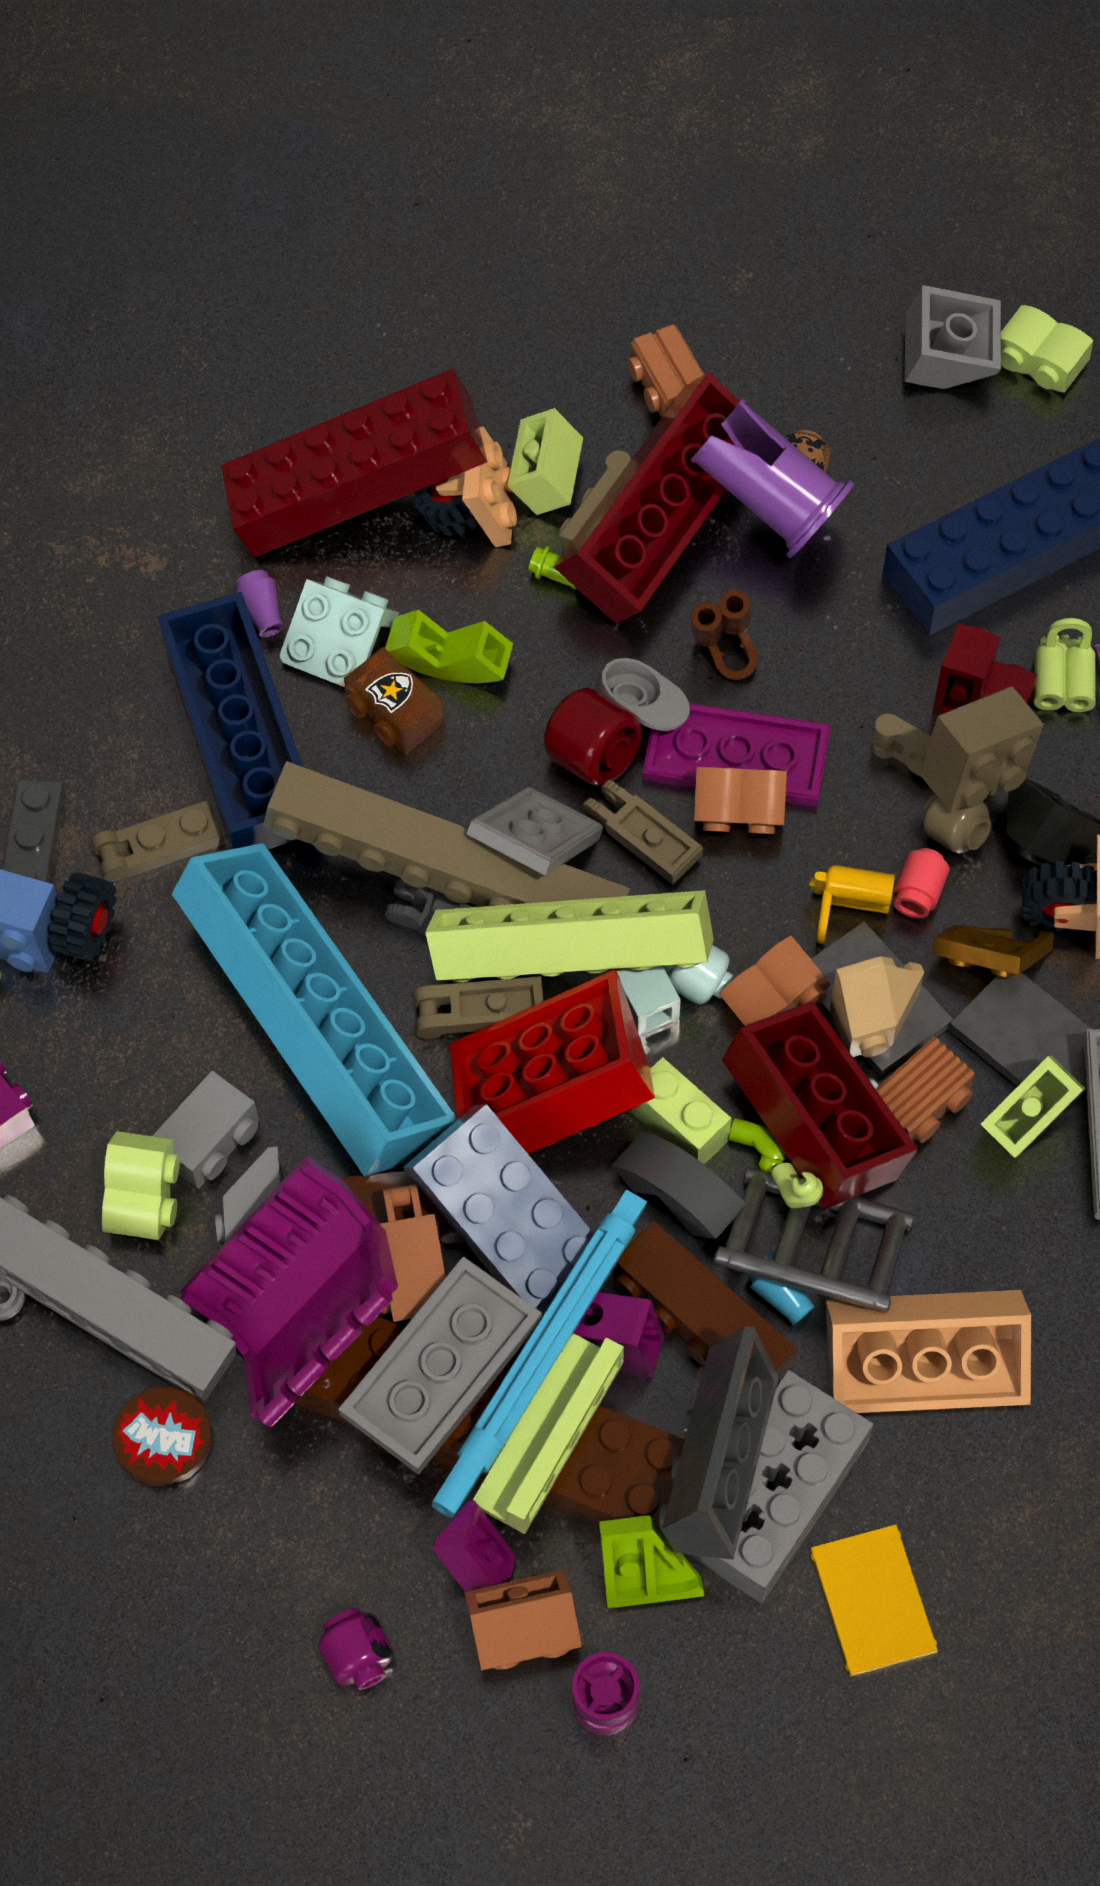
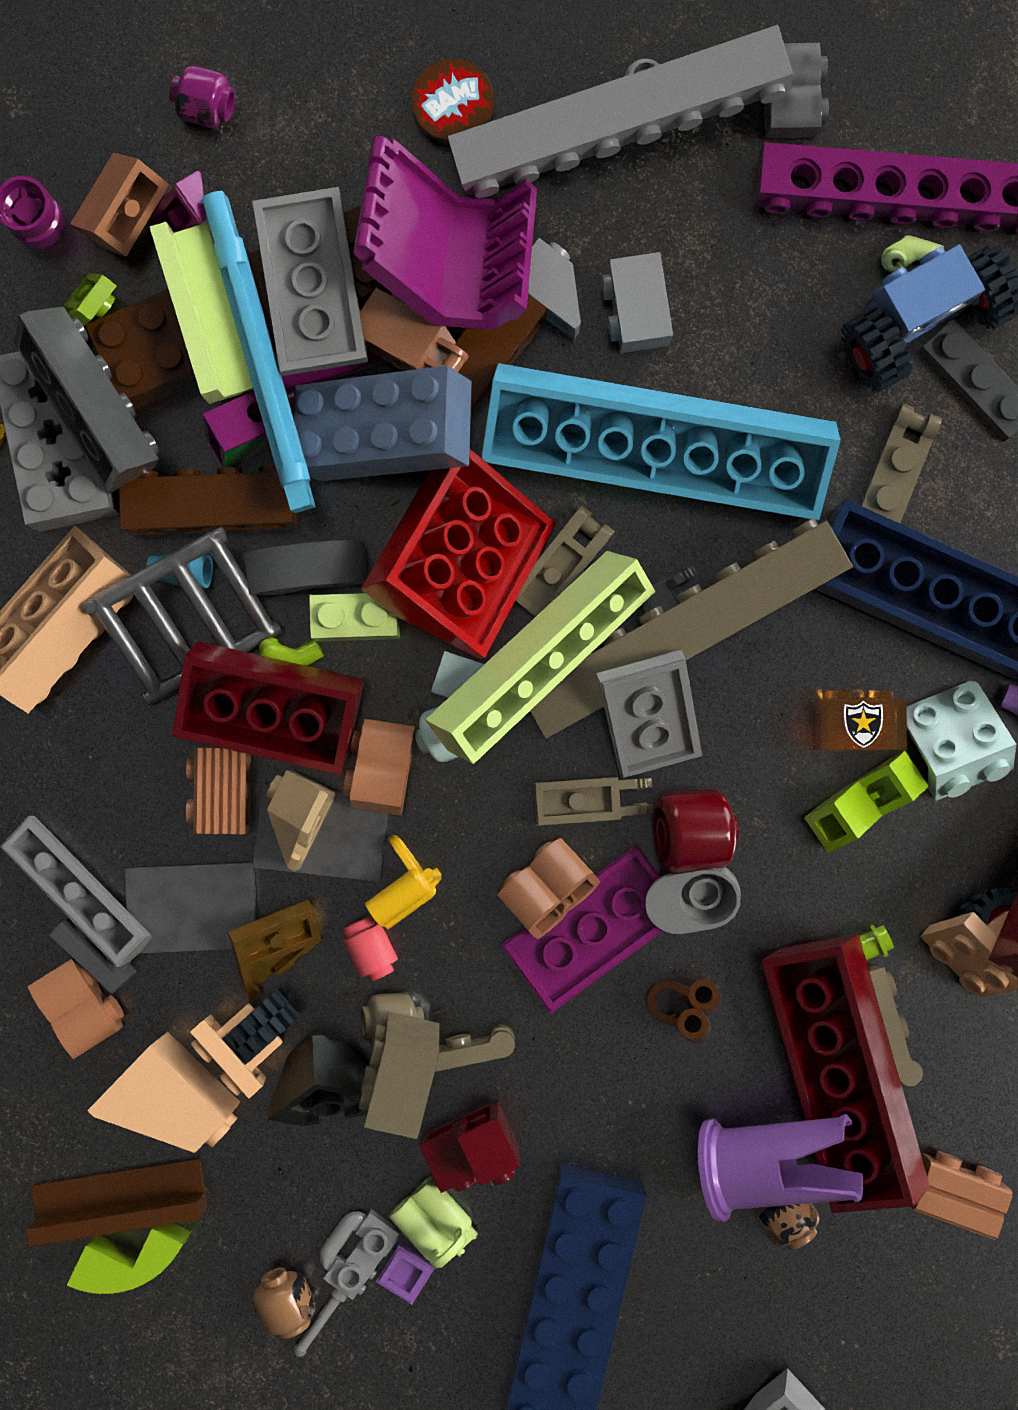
camera: 130 degrees right, 25 degrees up
(138, 1185) = (632, 217): yellowish green brick -> none
(545, 461) = (963, 1021): yellowish green brick -> none
(797, 1191) = (223, 633): yellowish green arm -> none
(1033, 1106) = (131, 846): yellowish green brick -> none

